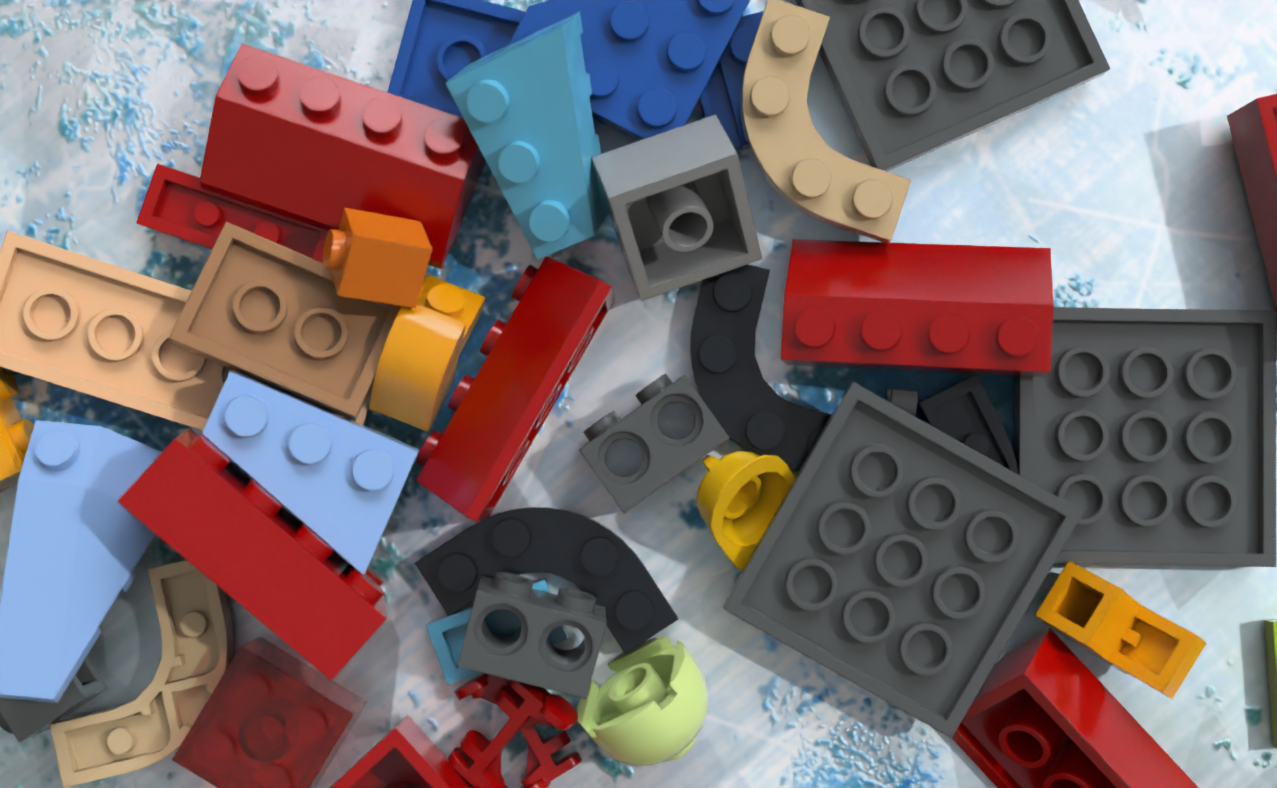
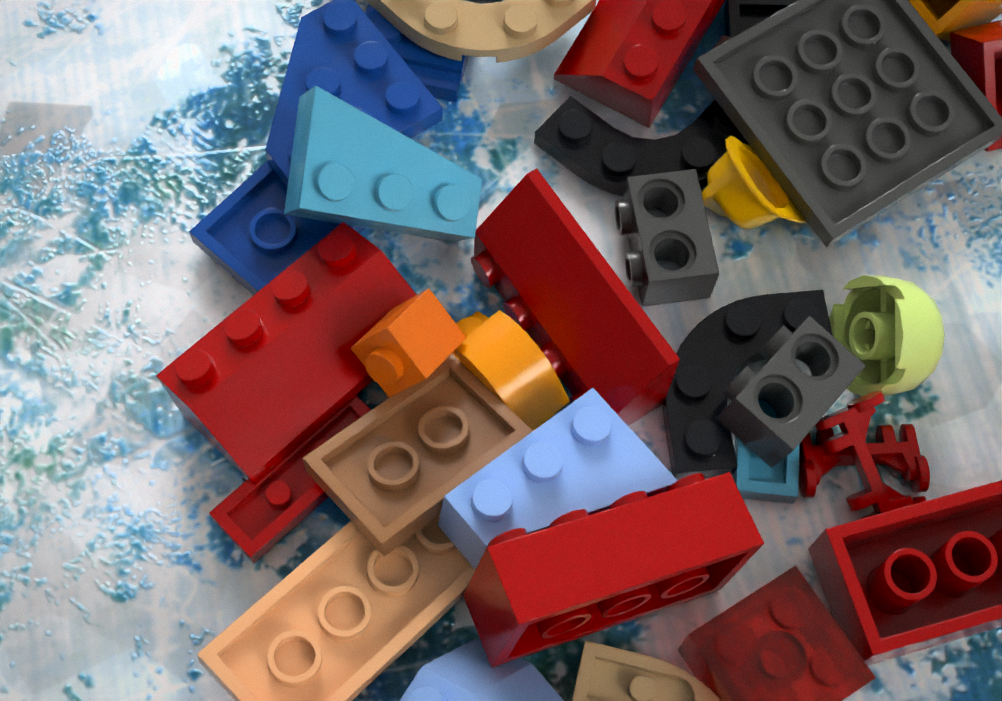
camera: 70 degrees left, 20 degrees down
(679, 207) = (491, 112): light grey brick -> none

